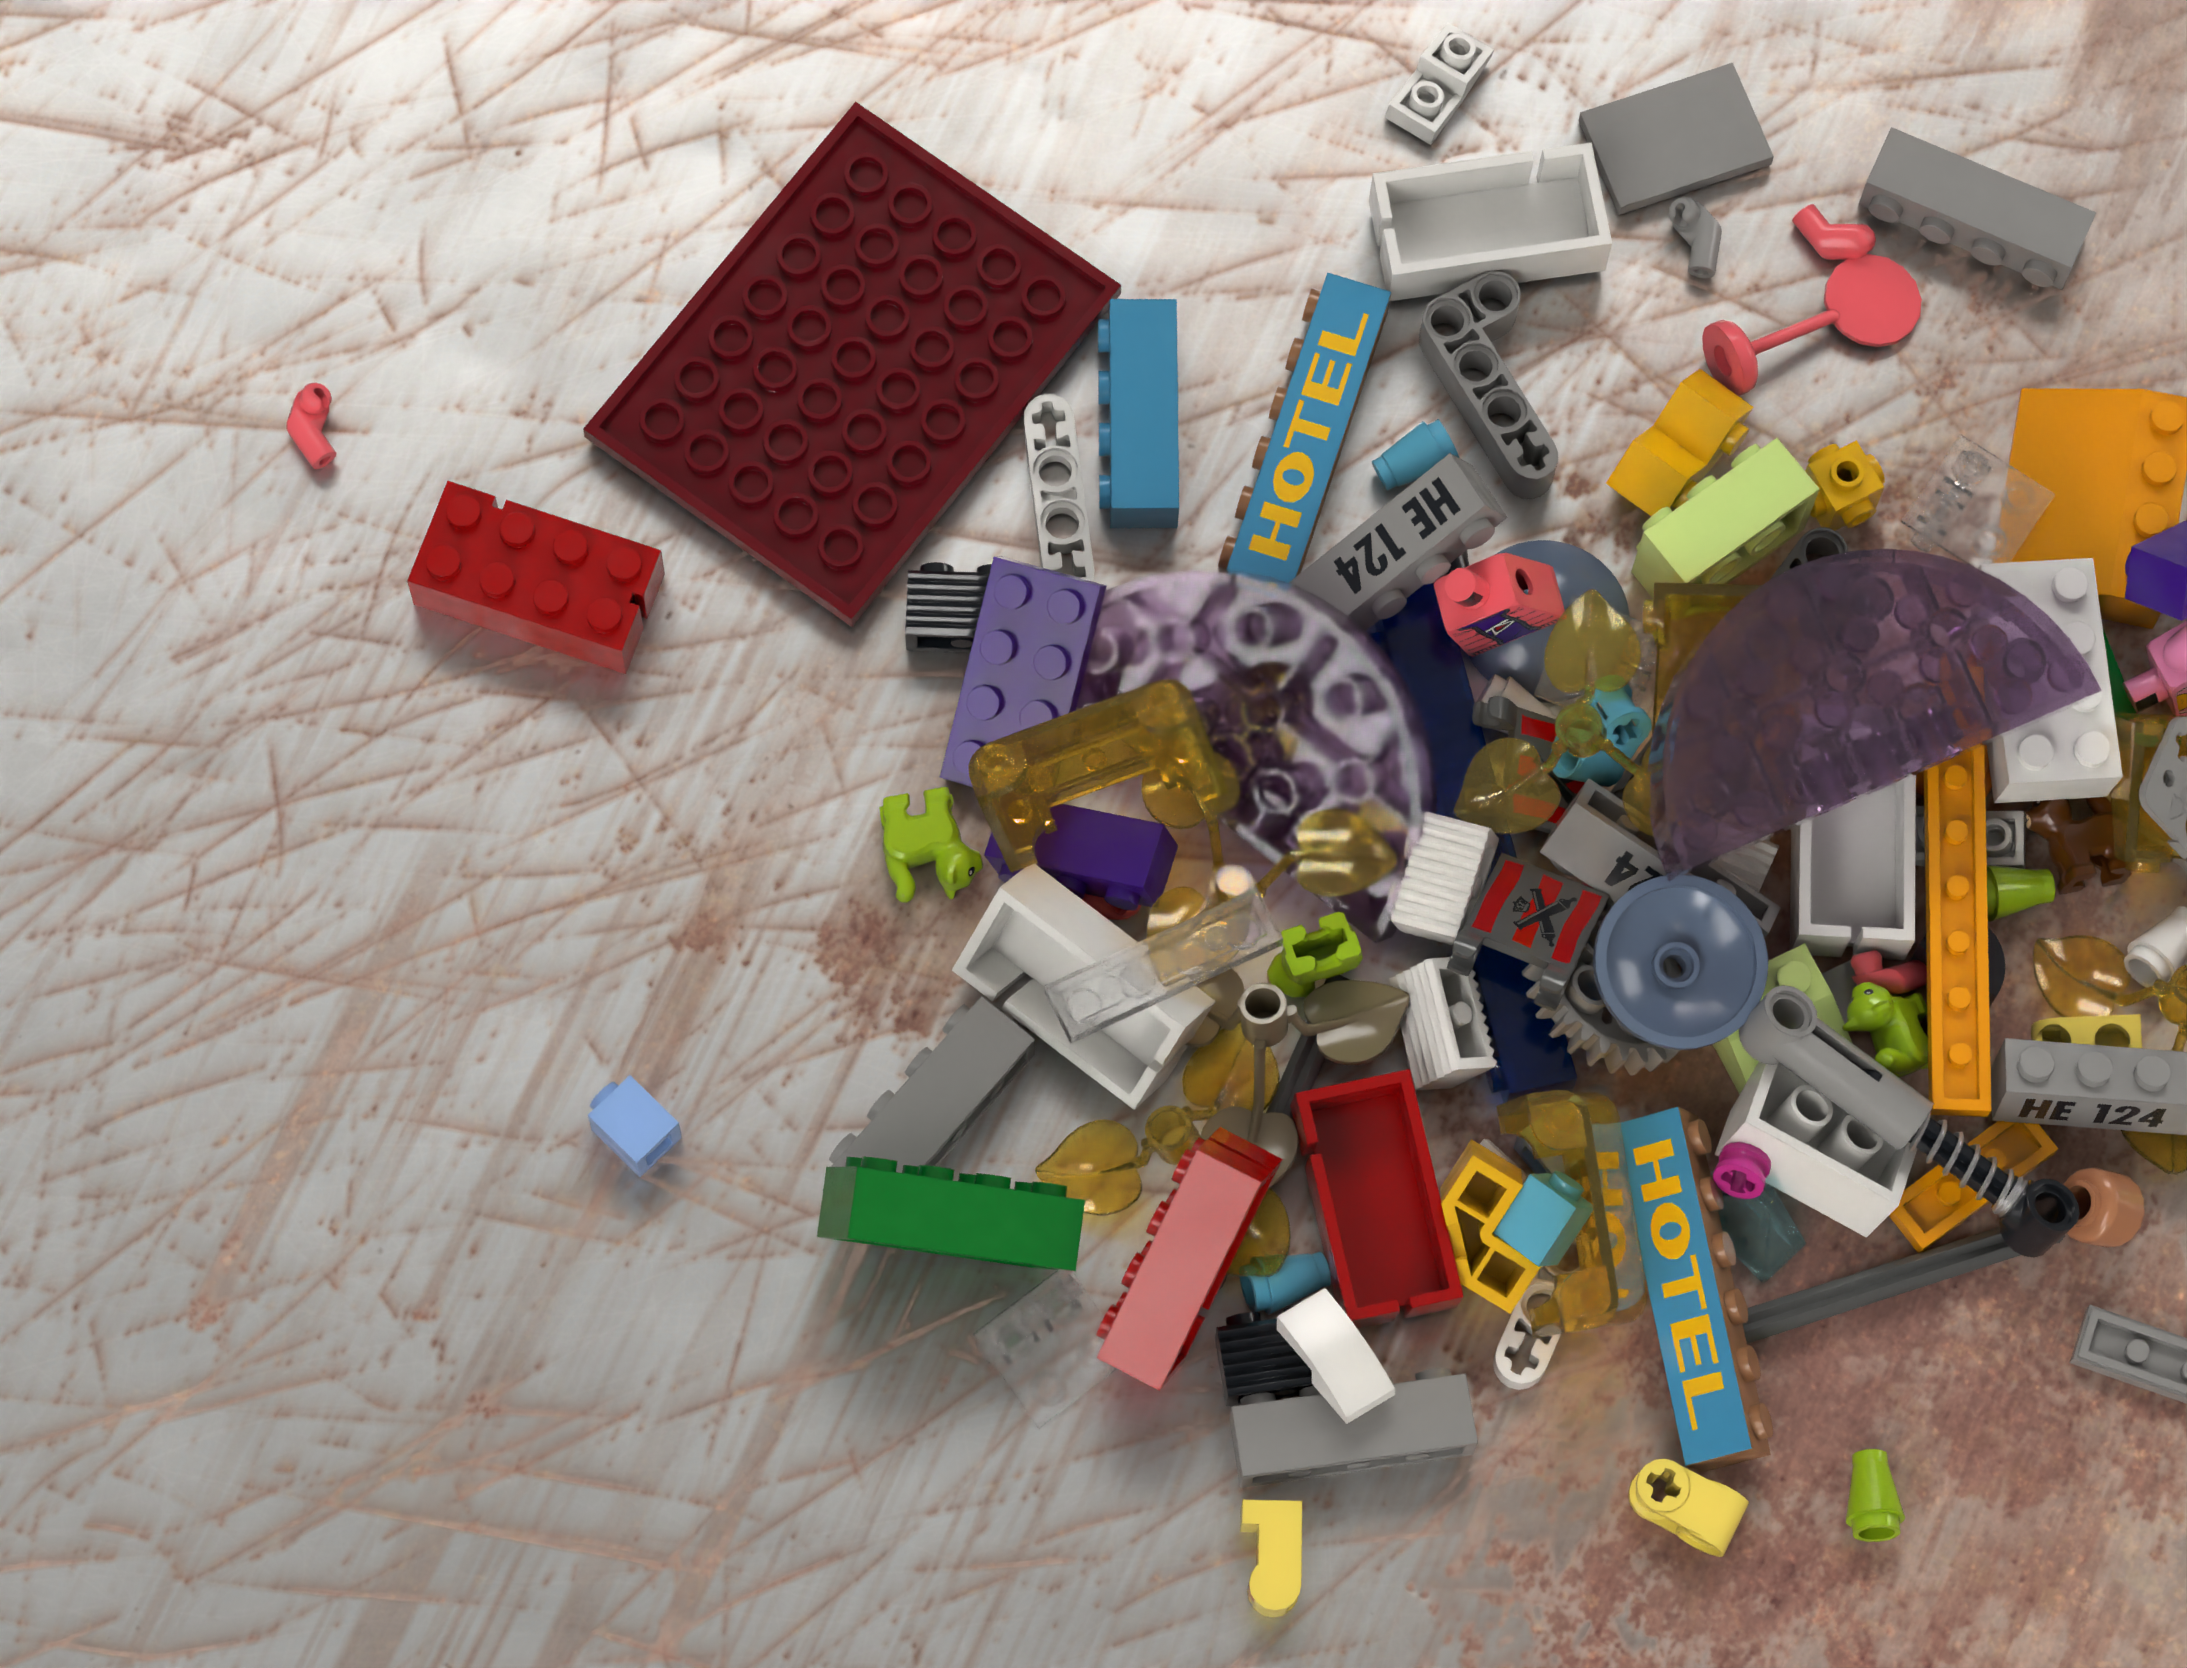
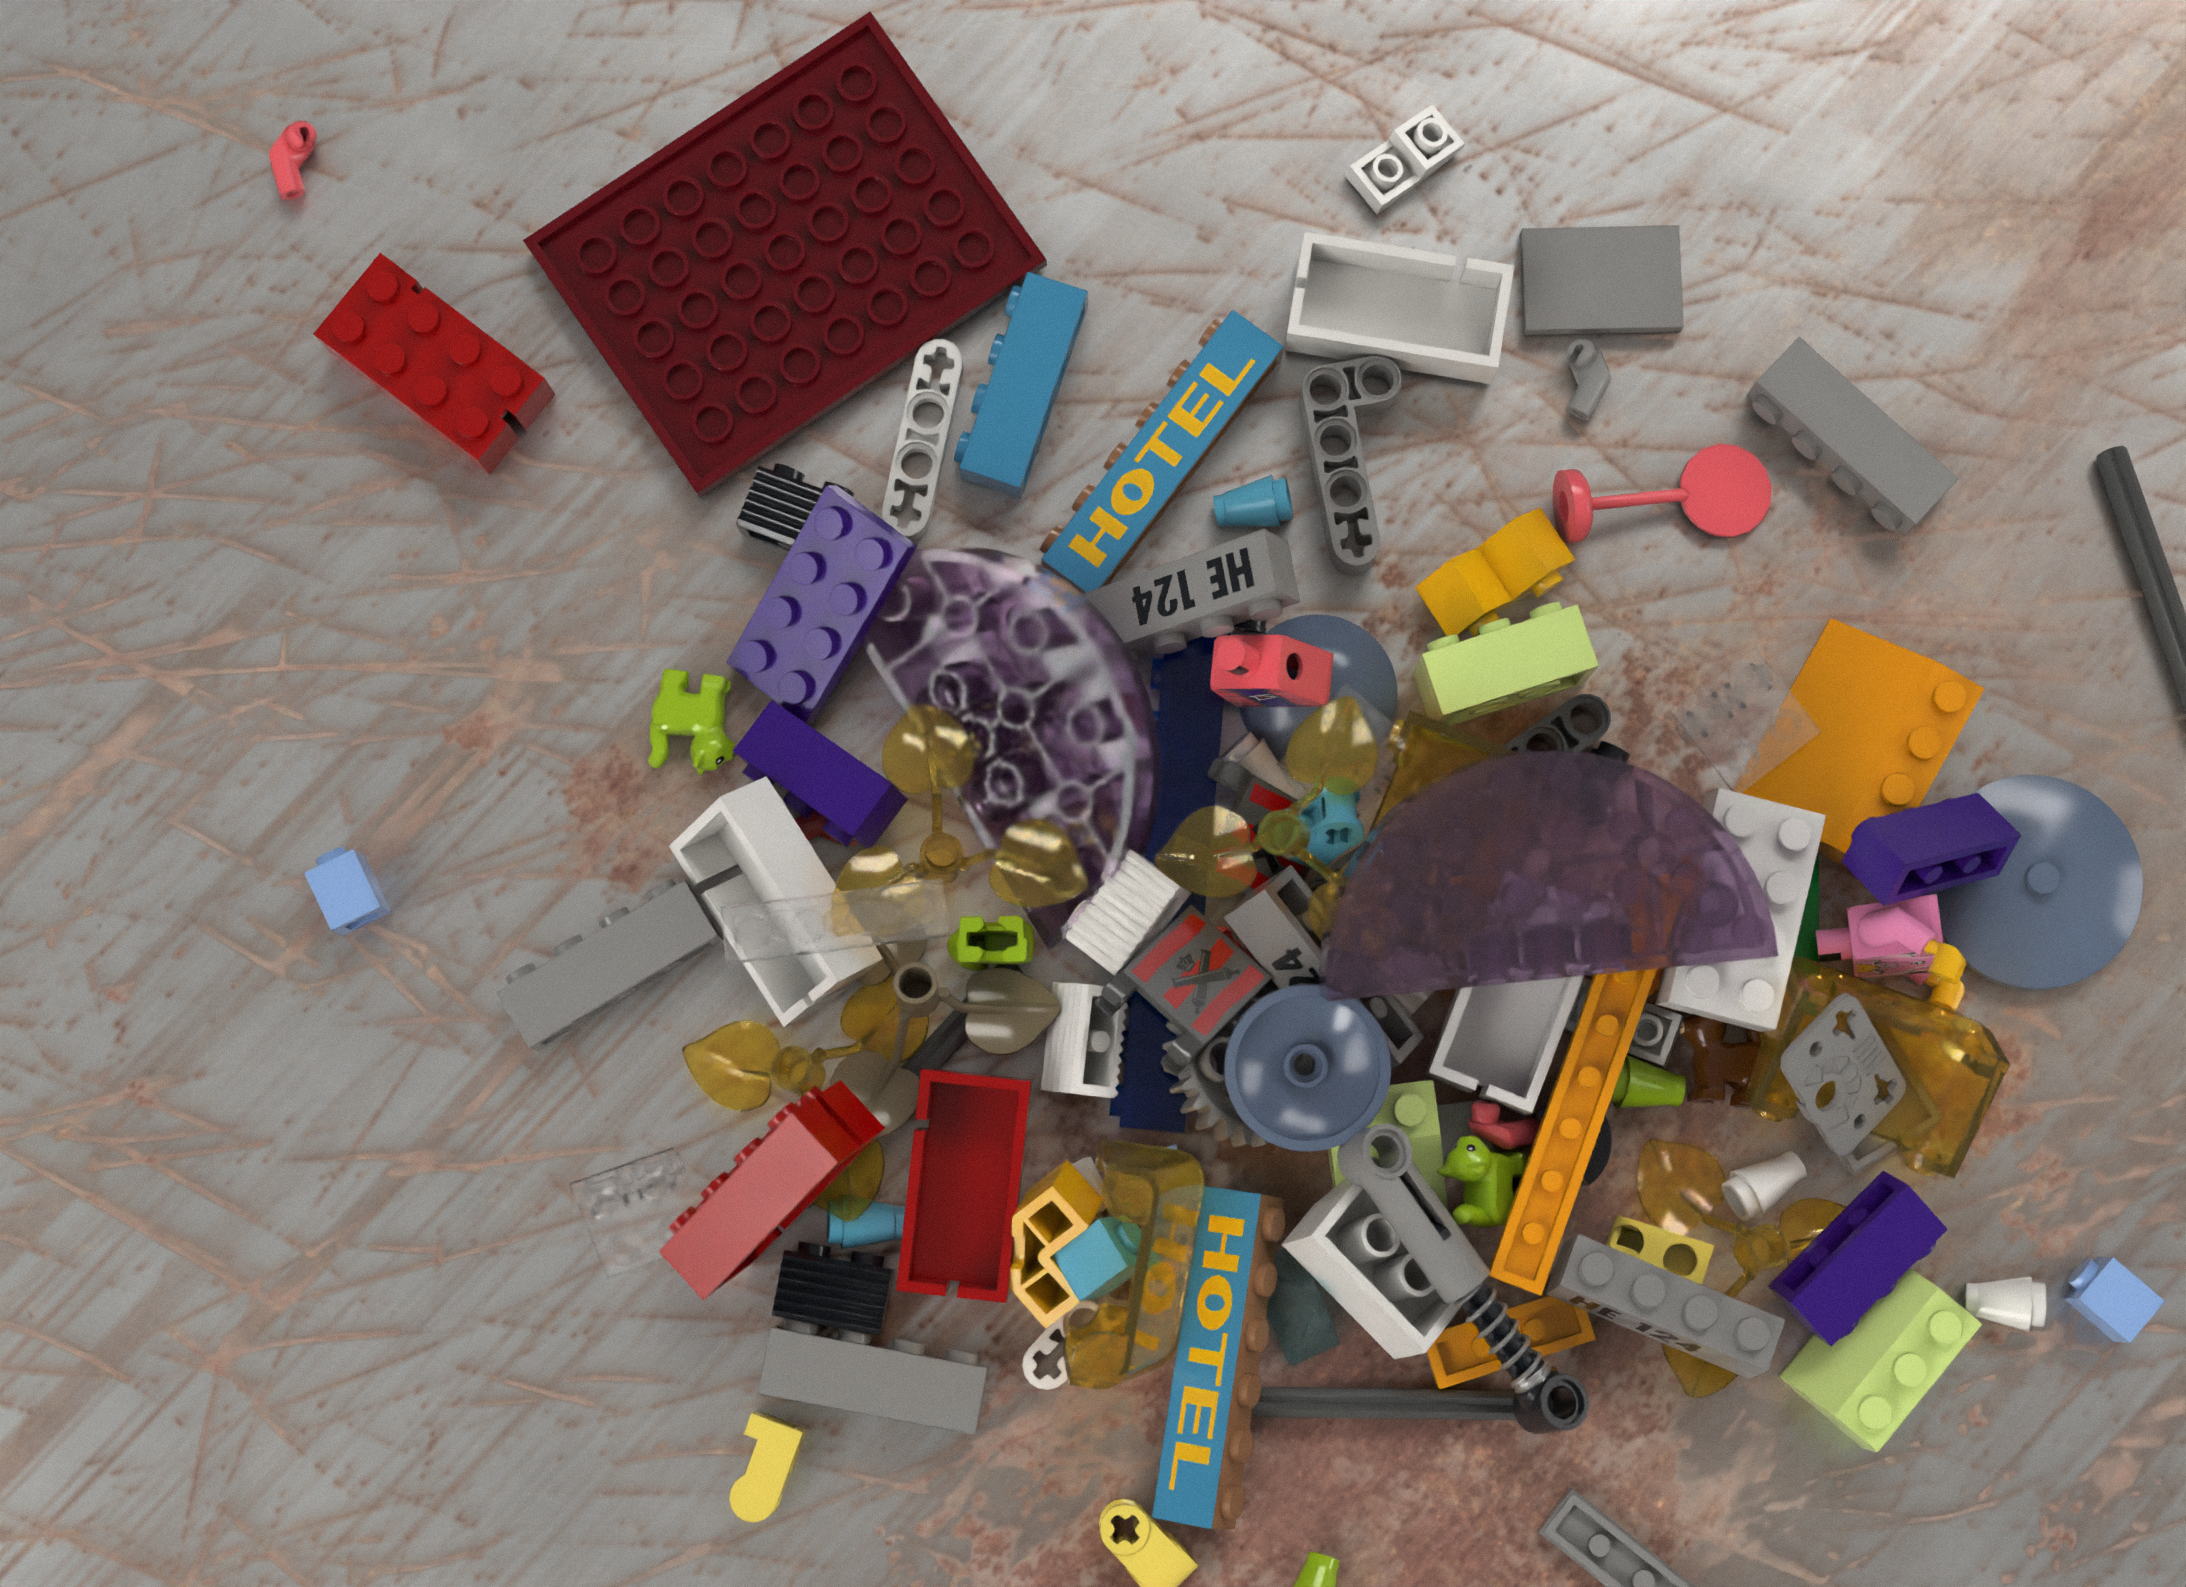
camera: 25 degrees right, 10 degrees up
(951, 1218) = (577, 1079): green piece -> none
(1086, 751) = (766, 709): clear yellow windscreen -> none
(1337, 1354) = (873, 1318): white slope -> none
(1742, 1170) = (1298, 1270): dark pink bush -> none
(1834, 240) = (1709, 423): coral arm -> none
(1846, 501) = (1619, 675): yellow brick -> none
(2108, 1207) = (1618, 1408): nougat head -> none

